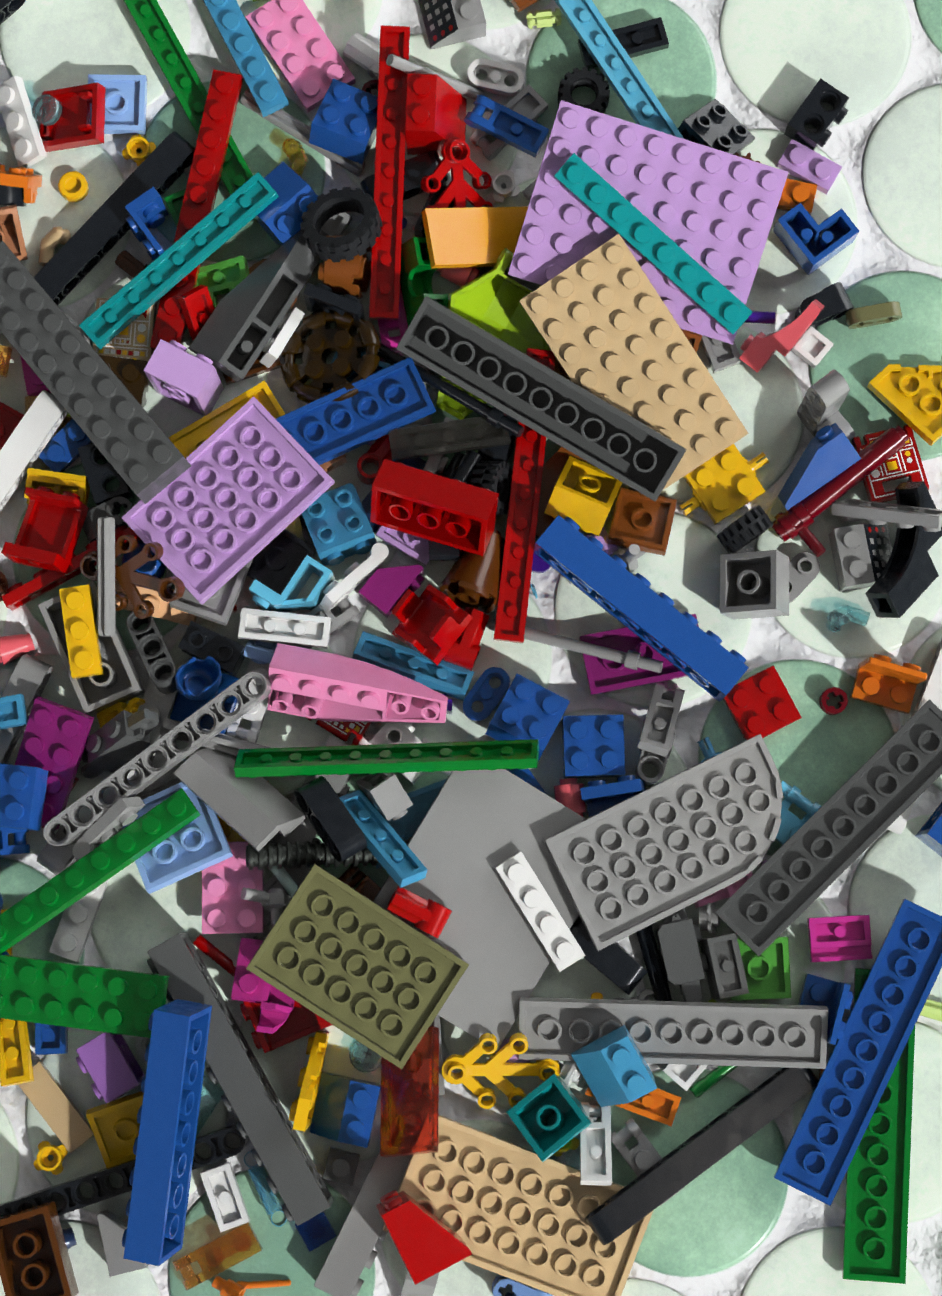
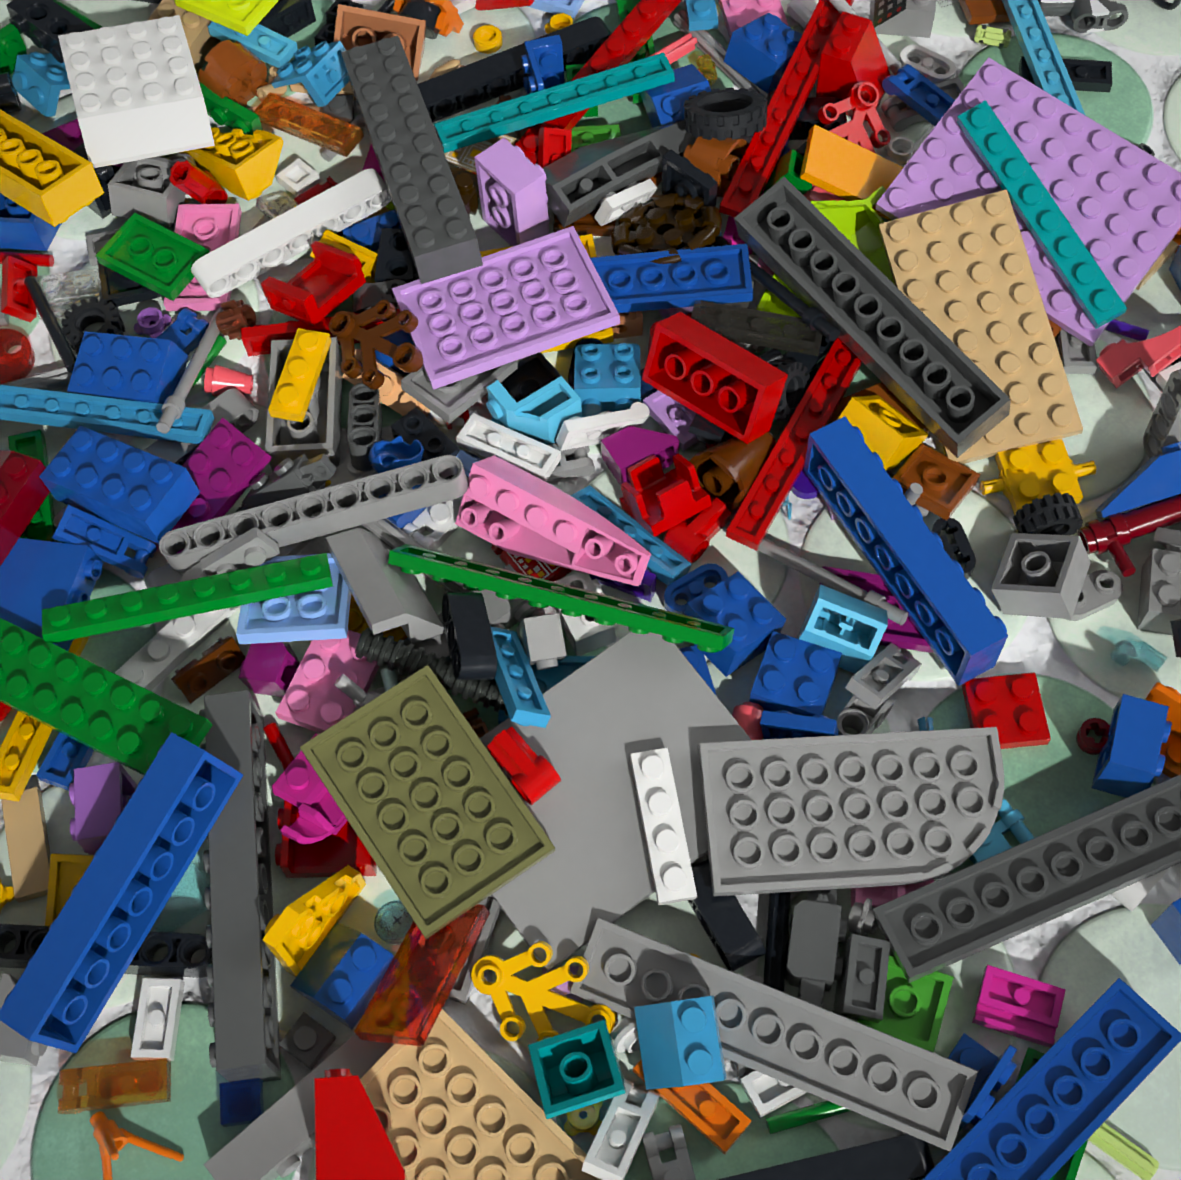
camera: 25 degrees right, 20 degrees down
(106, 577) = (349, 331): light grey axle -> none
(119, 924) = (213, 667): none -> reddish brown hinge
(178, 897) = (269, 668): none -> magenta slope
(256, 150) = (678, 48): none -> coral axle
(260, 1193) = (206, 1002): medium azure piece -> none
(617, 691) = (844, 626): none -> medium azure slope
(671, 582) = (959, 543): none -> black beam
(865, 709) = (1132, 747): none -> blue brick

